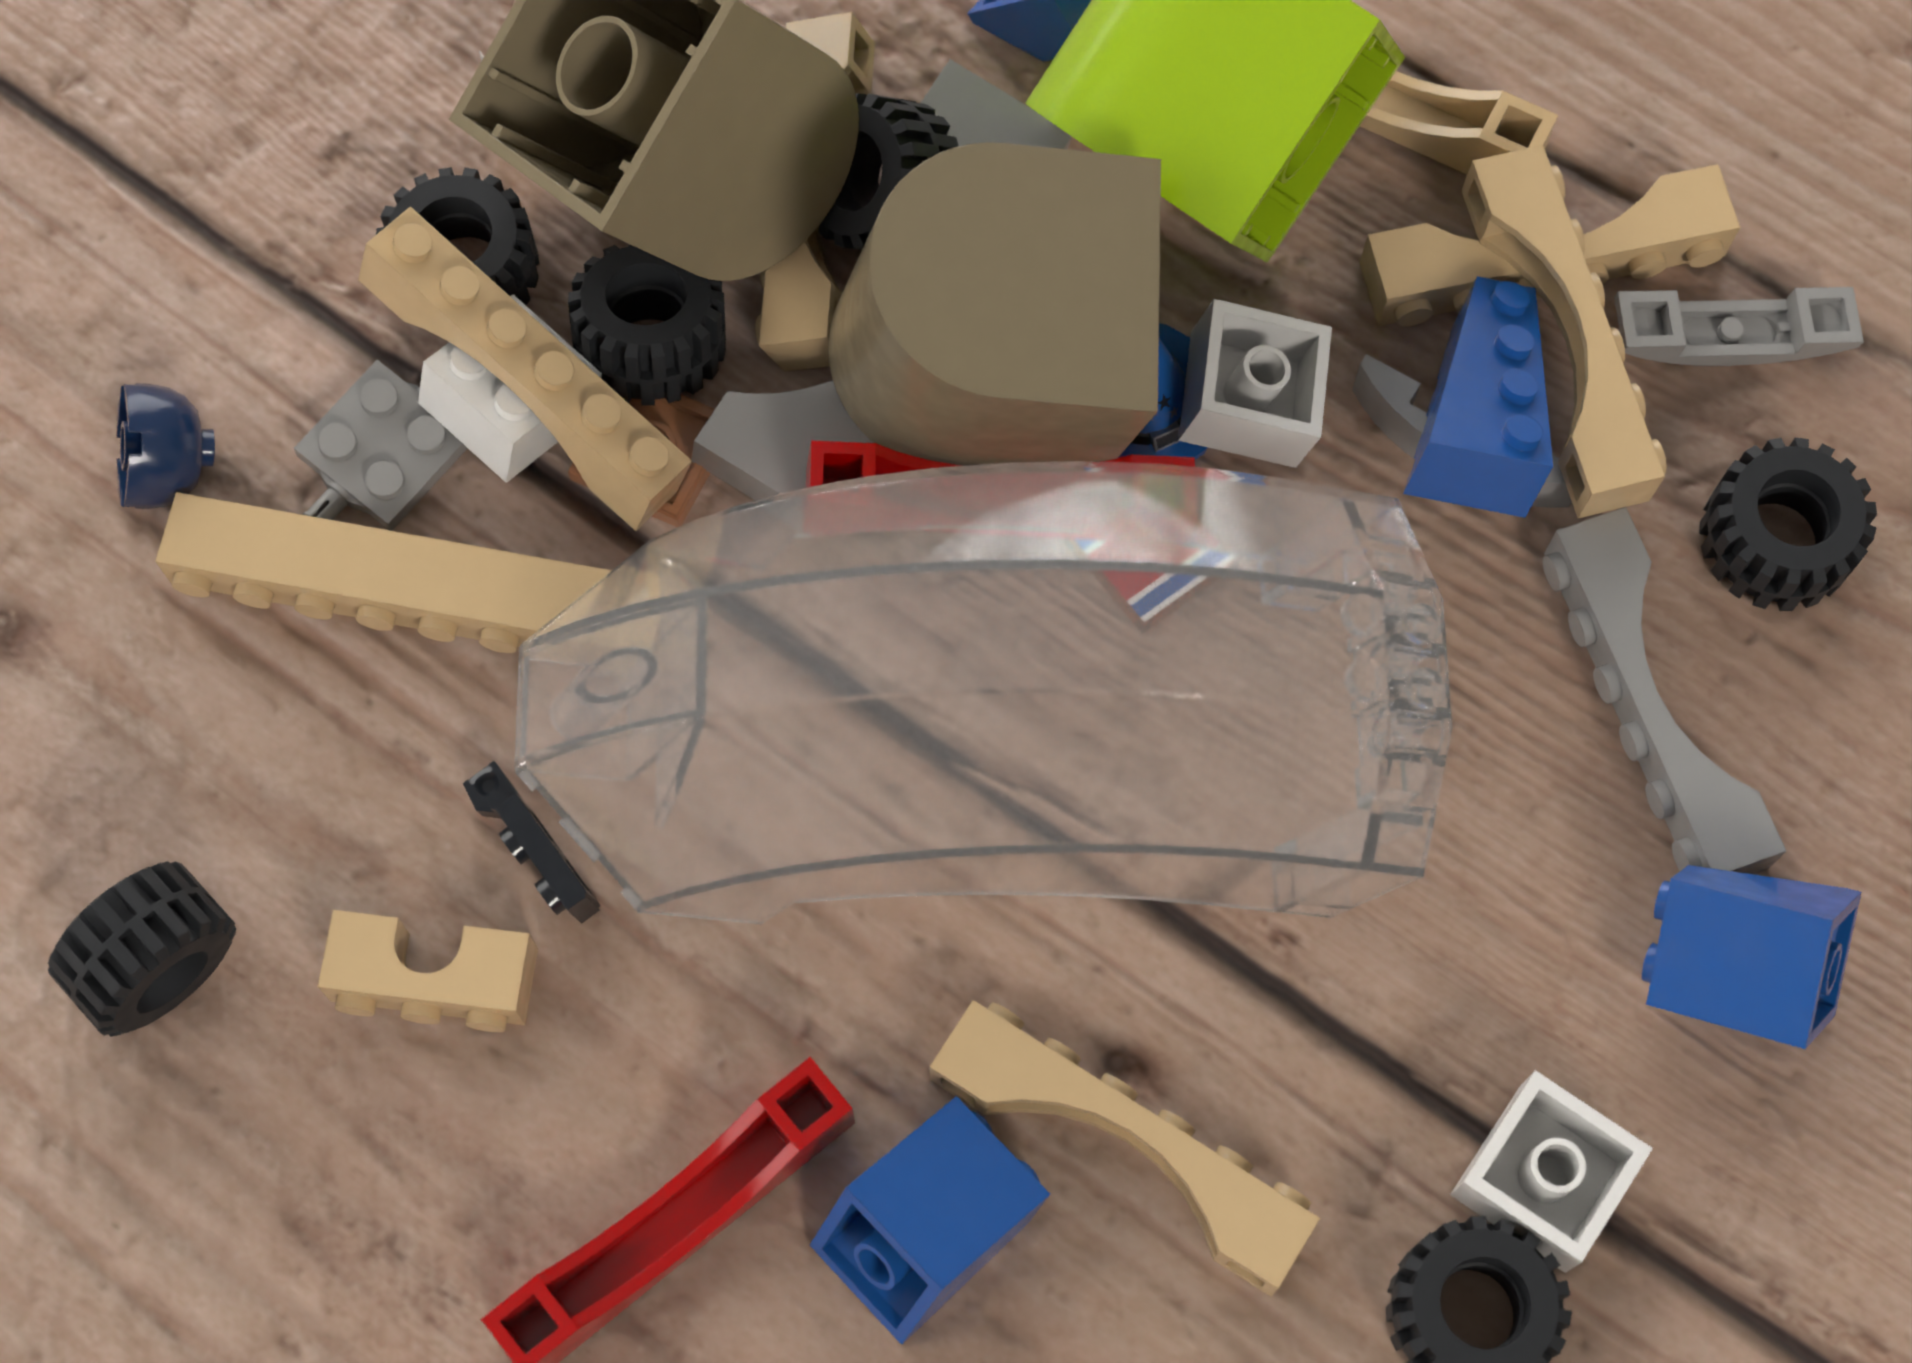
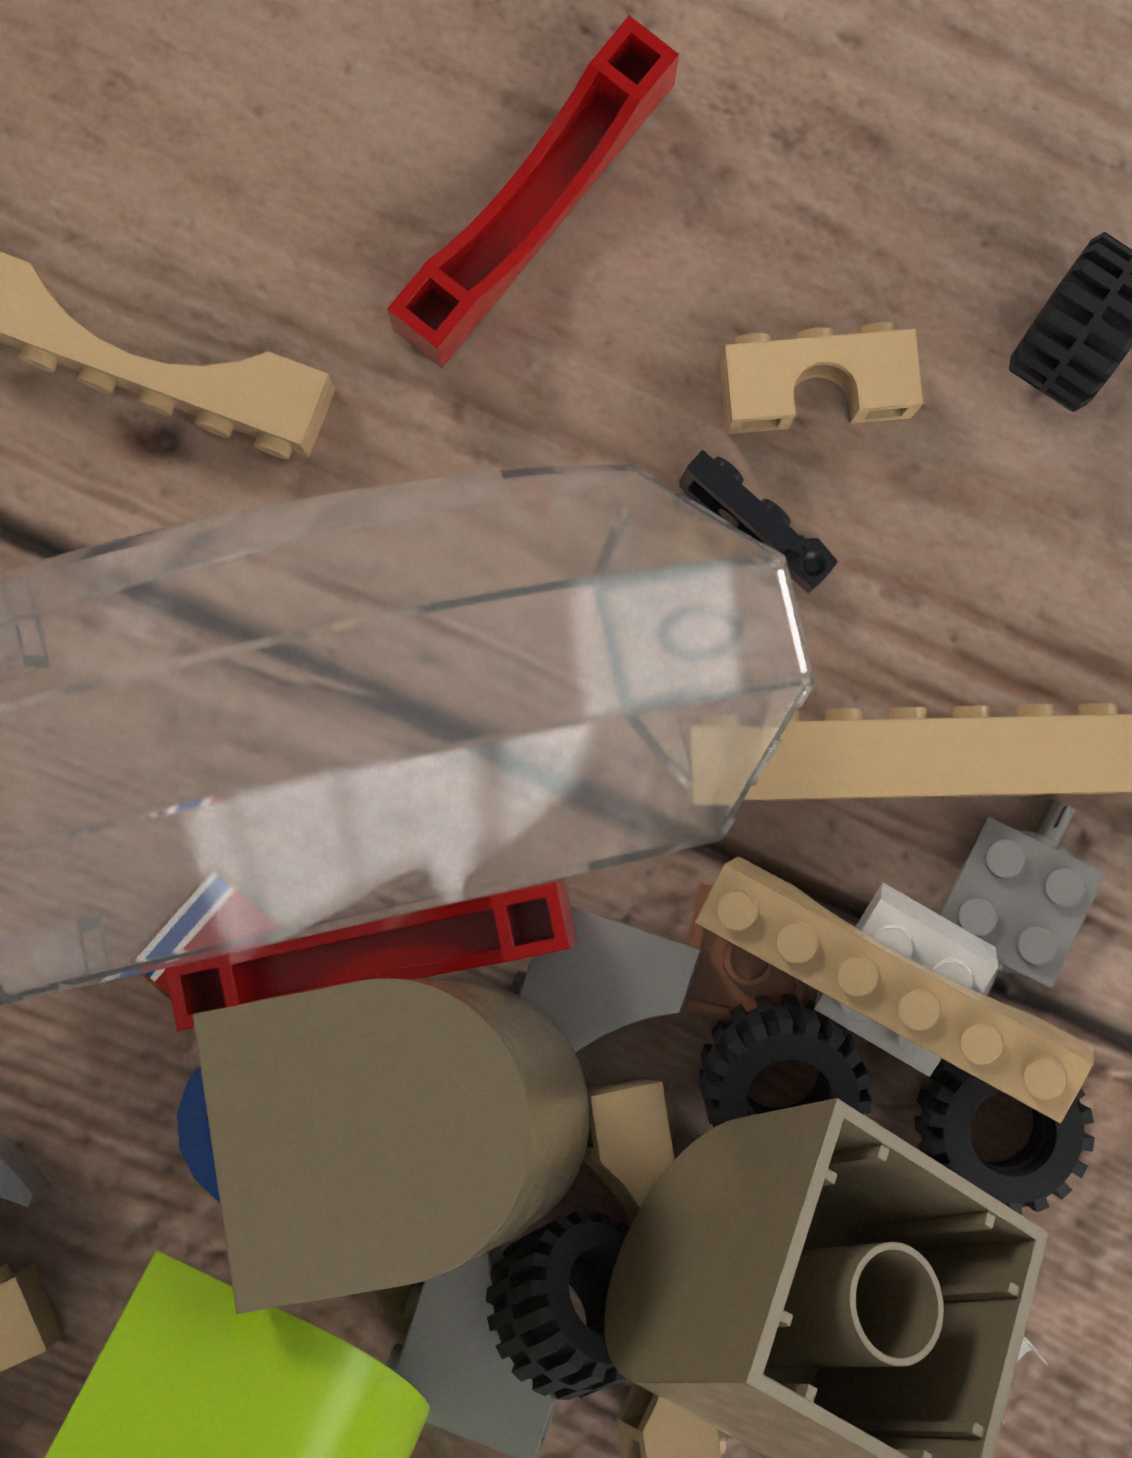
camera: 165 degrees right, 15 degrees up
(928, 1218) = (299, 249): blue slope -> none
(1255, 383) = (136, 1151): white brick -> none

